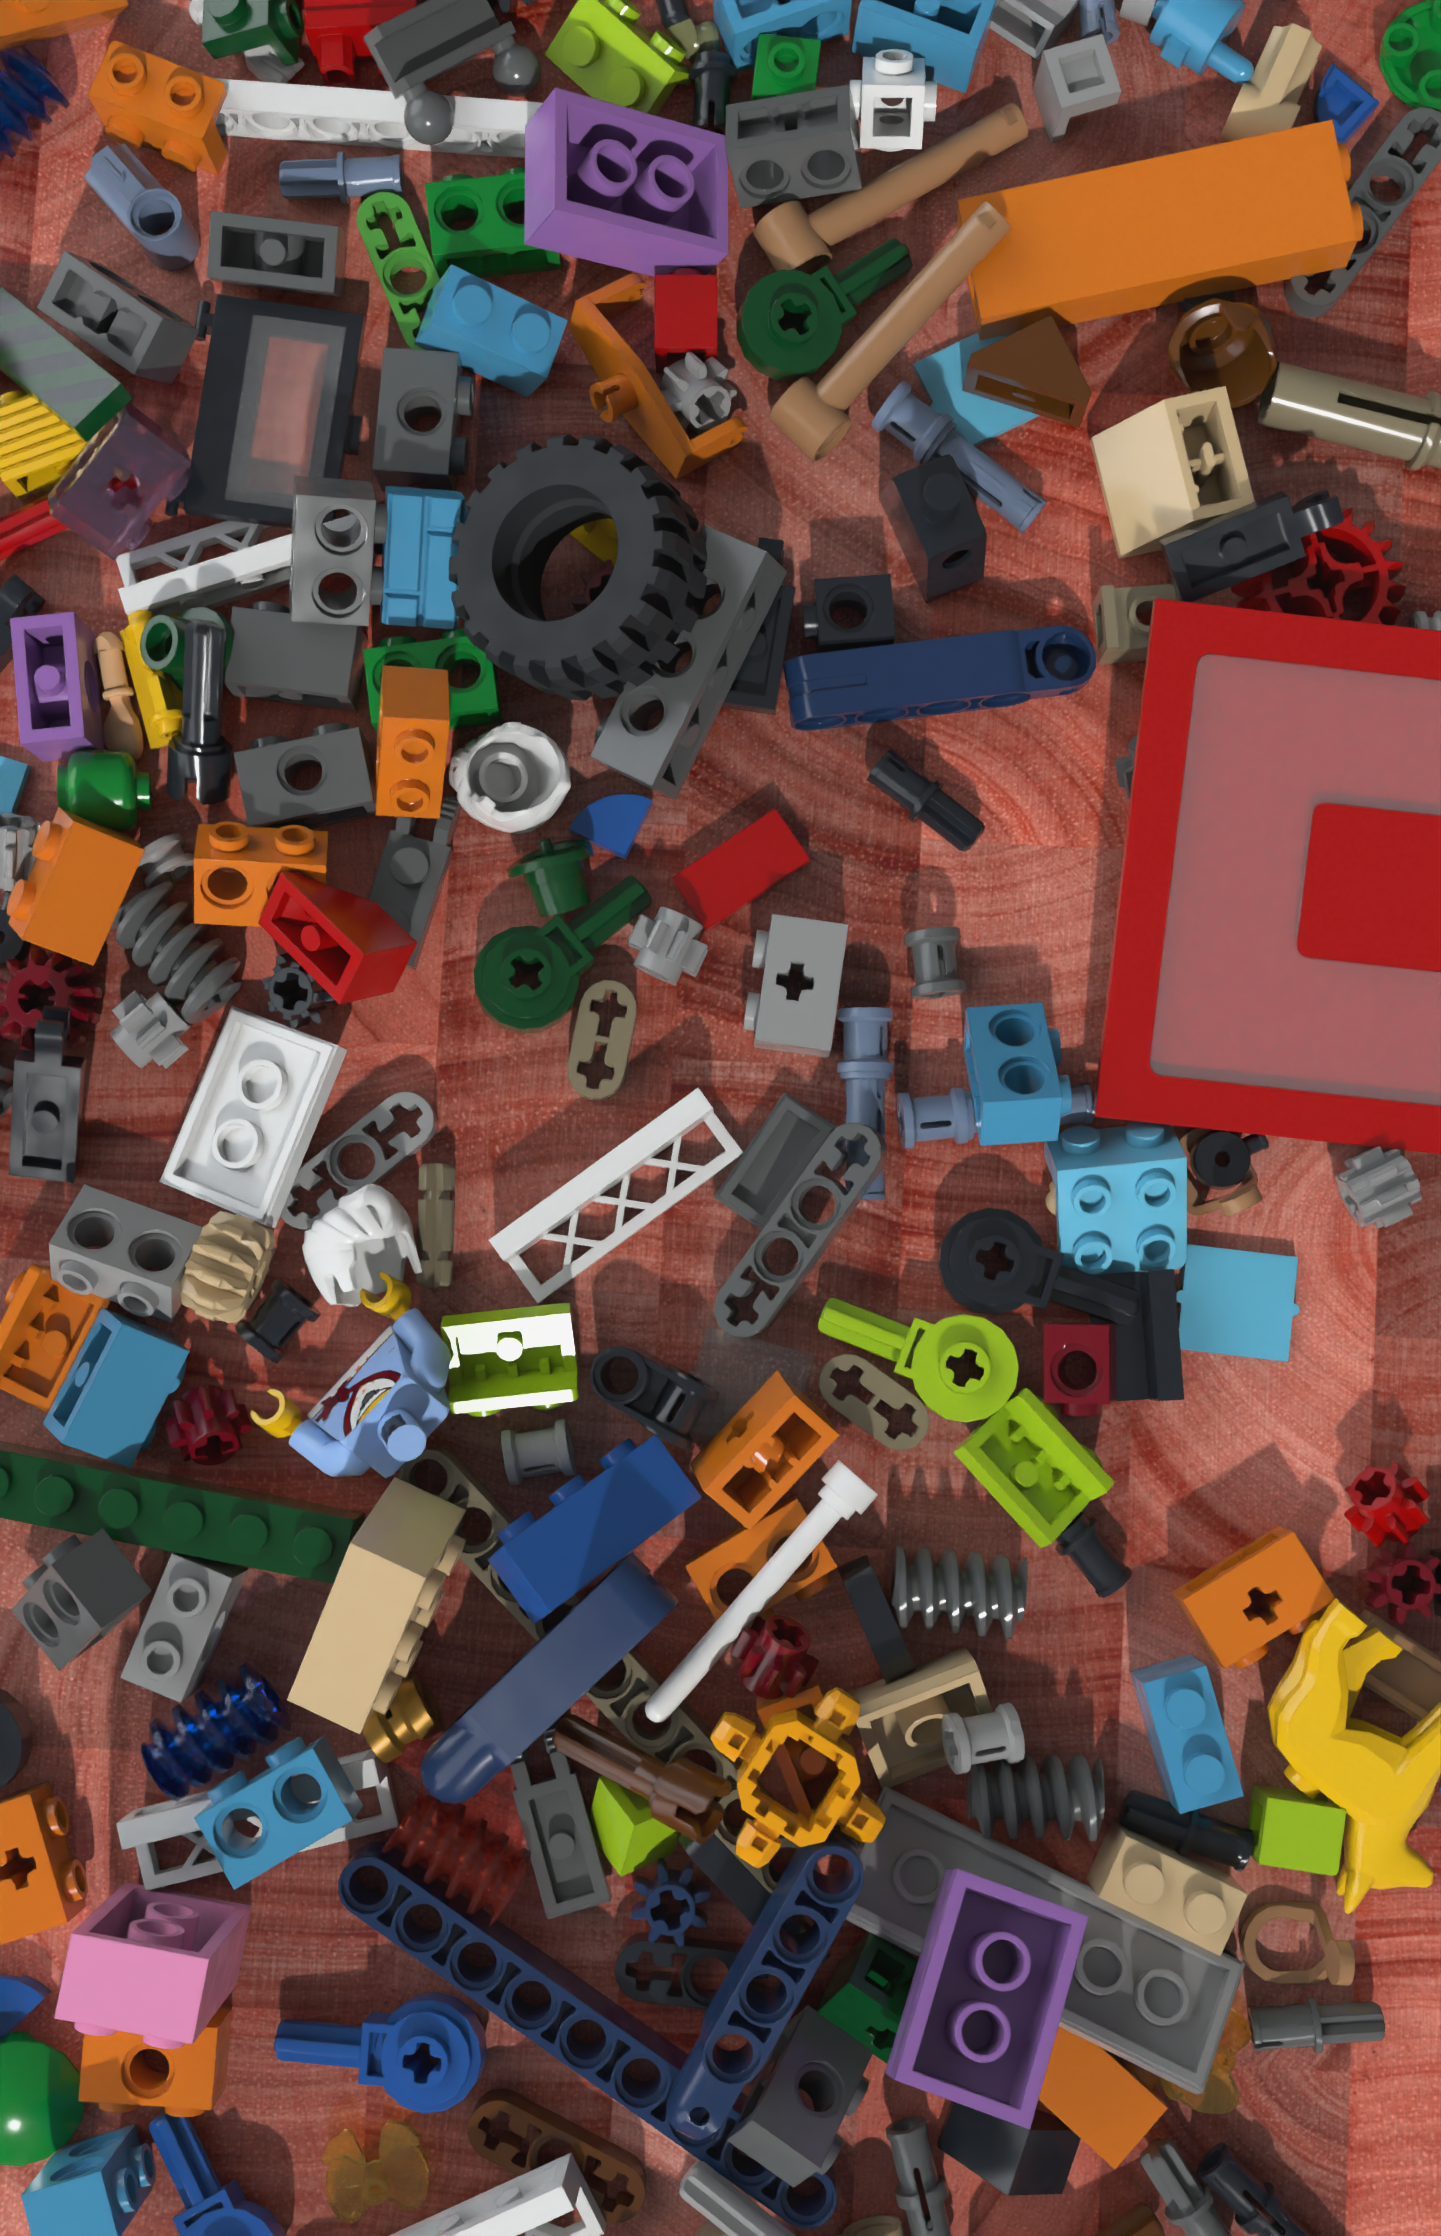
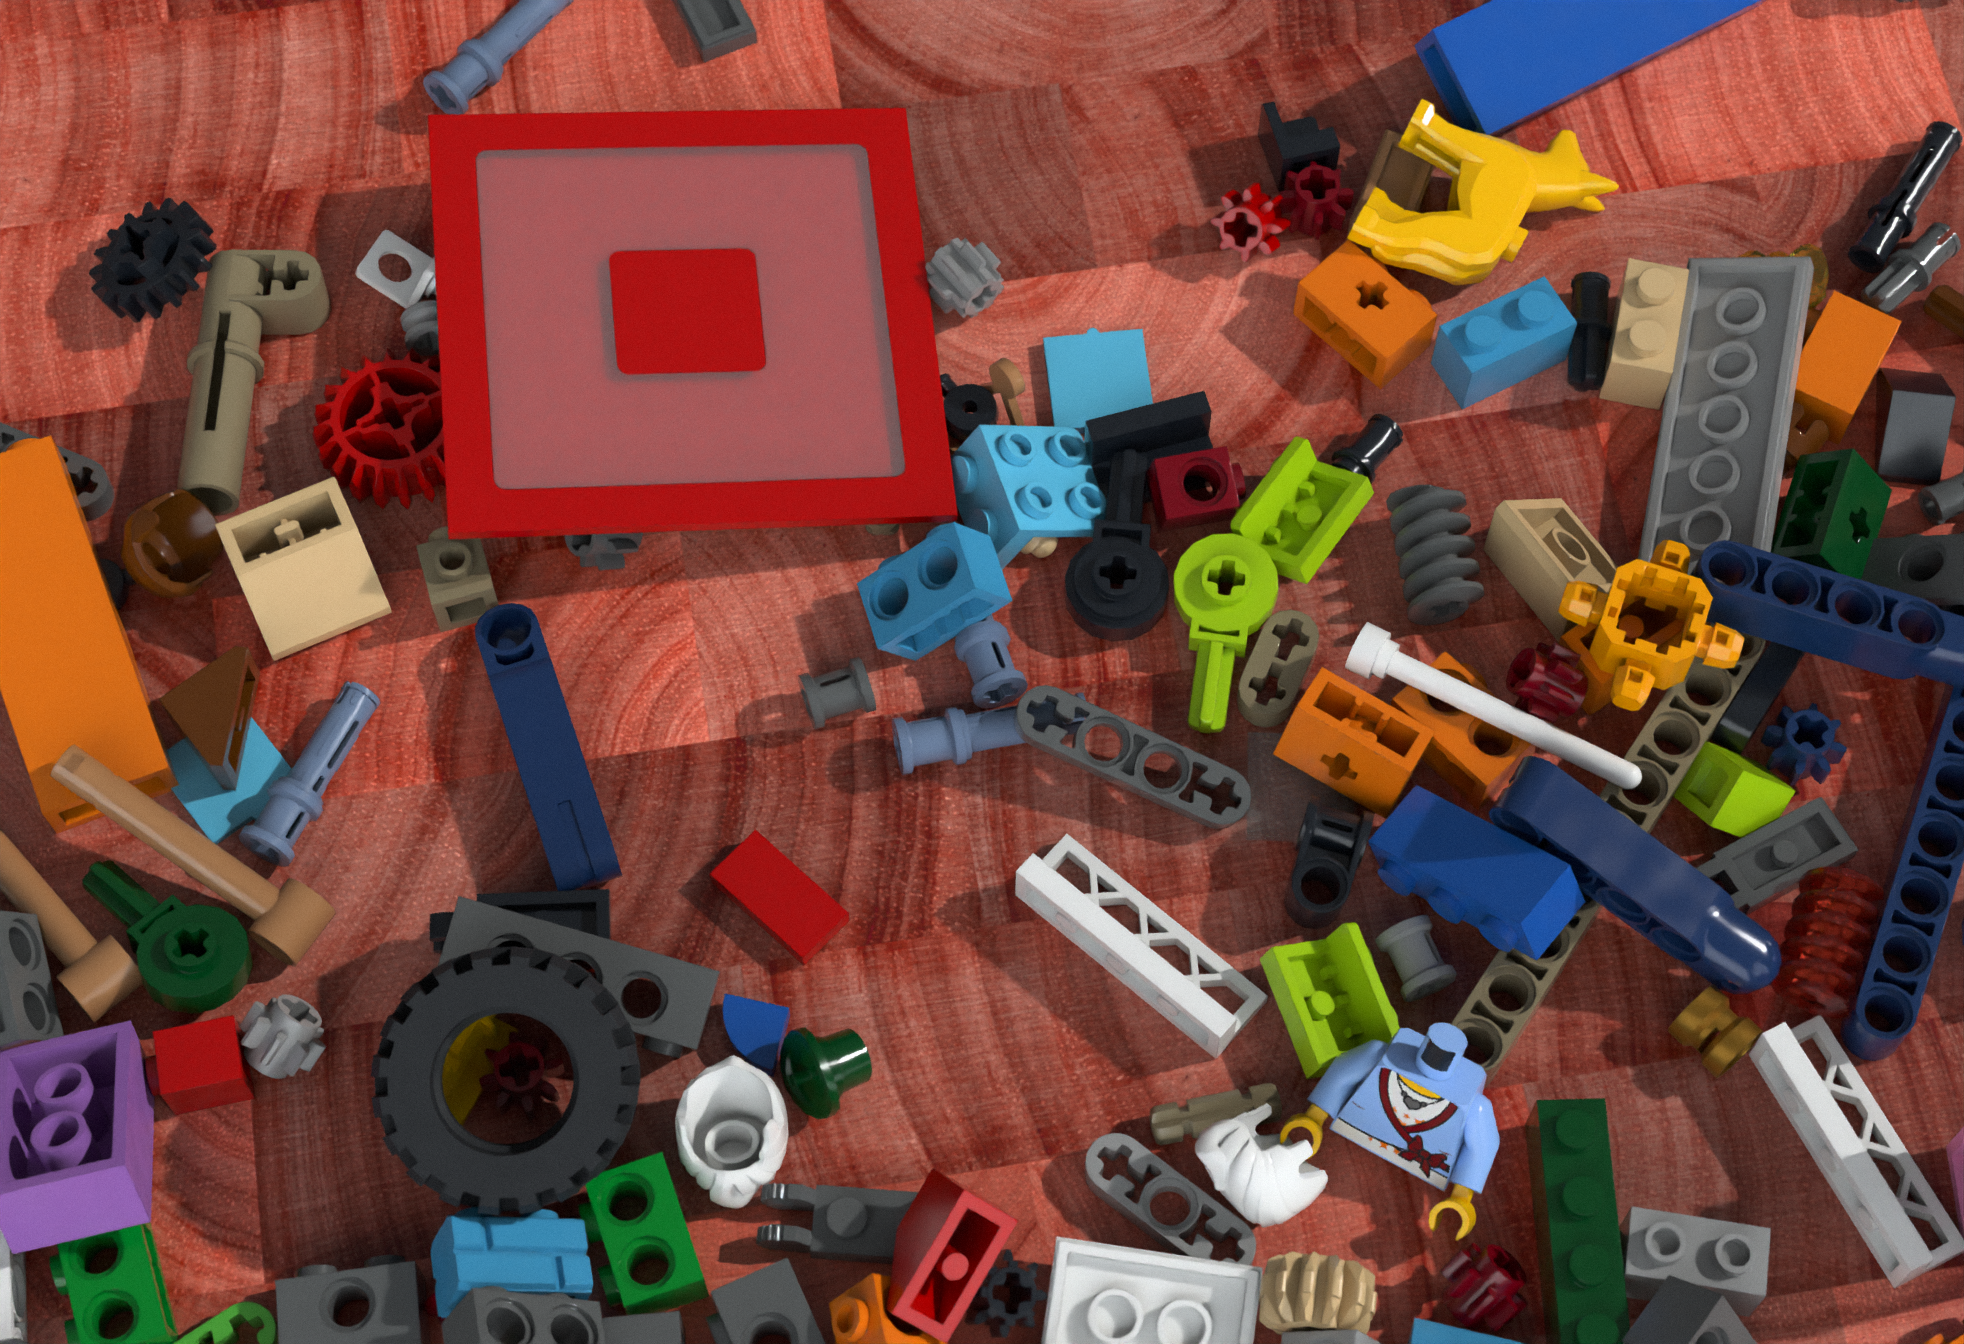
camera: 105 degrees left, 20 degrees down
(215, 1734) = (1786, 1205): clear blue piece -> none
(277, 1320) = (1357, 1241): black bush -> none
(285, 1820) = (1855, 1085): dark azure brick -> none
(379, 1606) = (1613, 1041): tan brick -> none
(411, 742) = (719, 1219): orange brick -> none
(491, 331) = (243, 1254): dark azure brick -> none
(558, 954) = (910, 1049): dark green piece -> none
(587, 1038) = (985, 976): dark tan beam -> none
(630, 387) = (281, 1101): orange piece -> none
(663, 1951) = (1885, 740): black beam -> none
(668, 945) = (875, 940): light grey gear -> none
(676, 1791) = (1700, 730): reddish brown piece -> none
(774, 1161) = (1068, 803): dark grey tile -> none
(818, 953) = (860, 792): light grey brick -> none
(868, 595) = (494, 814): black brick -> none
(876, 1618) = (1483, 619): black beam -> none
(926, 801) = (673, 736): black axle -> none
(934, 520) = (386, 775): black torso -> none
(982, 1738) = (1563, 494): light grey bush -> none
(987, 1997) = (1788, 425): medium lavender brick -> none
(1037, 1795) = (1599, 454): dark grey piece -> none
(1245, 542) = (372, 477): black plate -> none
(1296, 1830) = (1560, 240): lime panel -> none
(1314, 2025) = (1722, 201): dark grey axle -> none
(1339, 1955) = (1658, 184): medium nougat piece -> none

